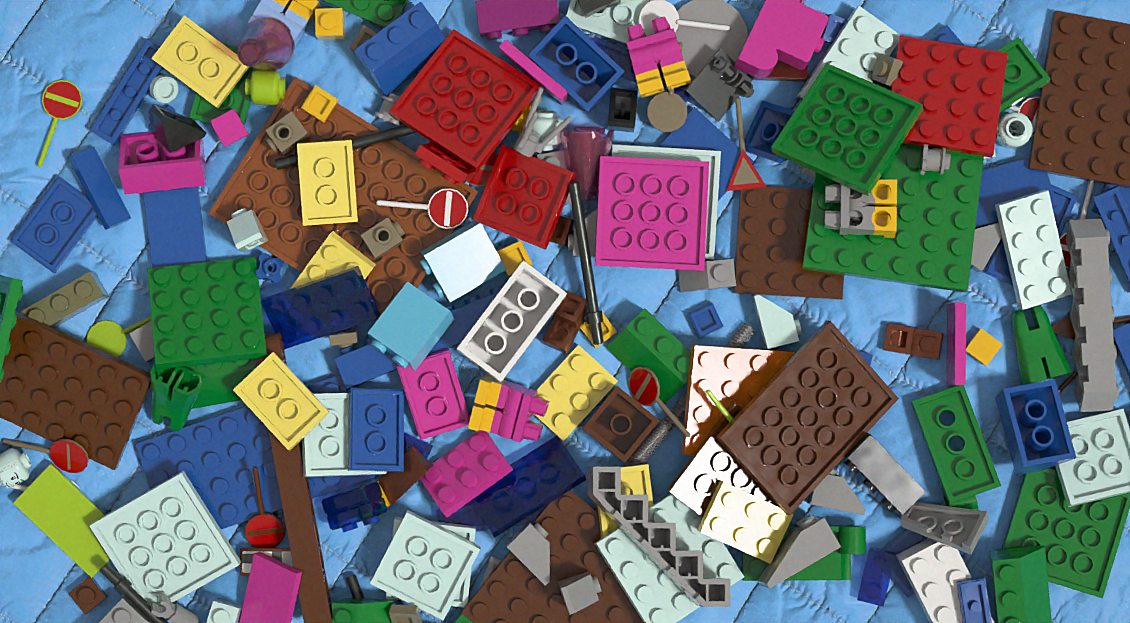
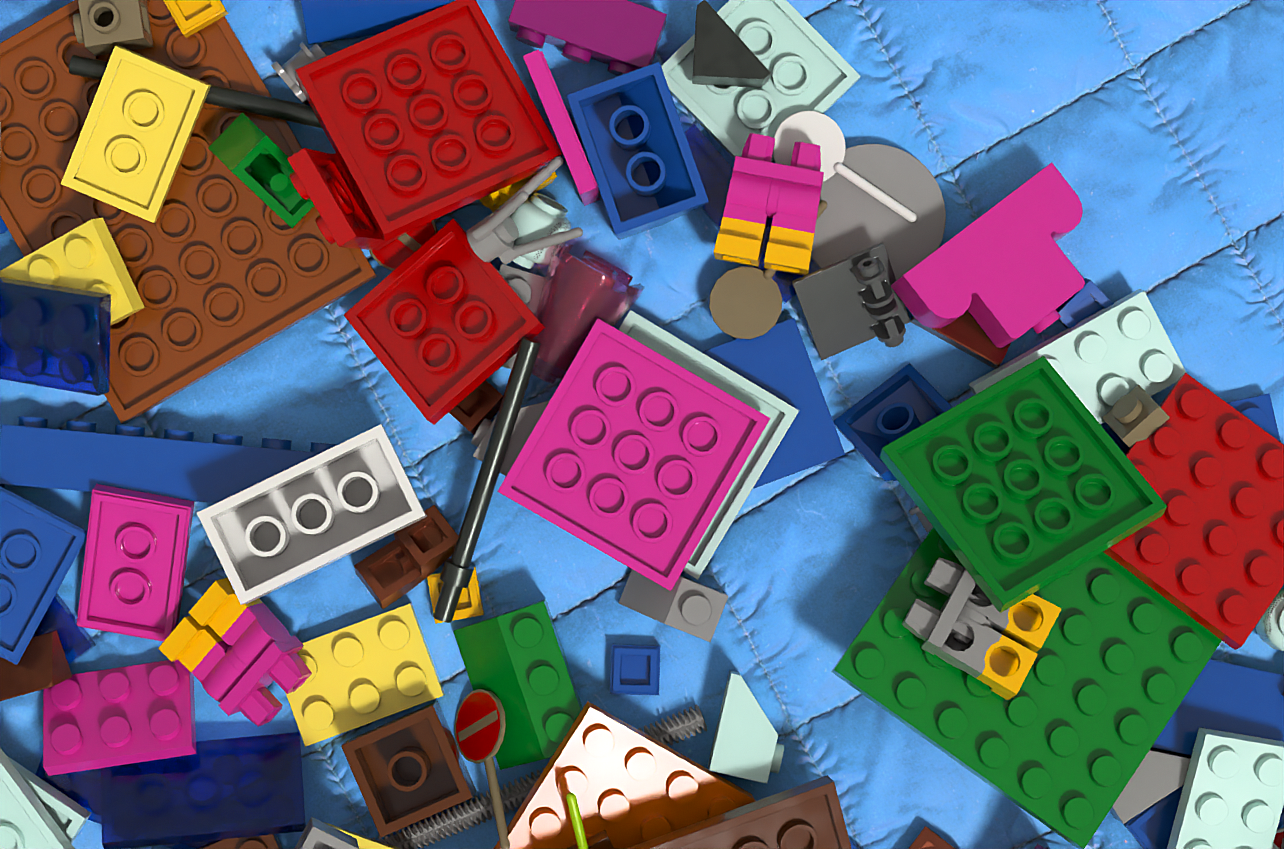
camera: 25 degrees right, 0 degrees up
(344, 338) = (39, 400): dark tan plate -> none
(383, 237) = (181, 270): dark tan brick -> none
(398, 167) = (261, 168): none -> green slope
(410, 327) = (145, 437): medium azure brick -> none
(446, 208) = (308, 274): piece -> none
(461, 261) = (287, 373): brick -> none
(513, 256) = (377, 407): yellow plate -> none
(622, 110) = (675, 262): pearl dark grey slope -> none
(745, 174) = (819, 467): piece -> none
(773, 246) = (806, 606): reddish brown plate -> none
(934, 160) = (1138, 606): light grey brick -> none

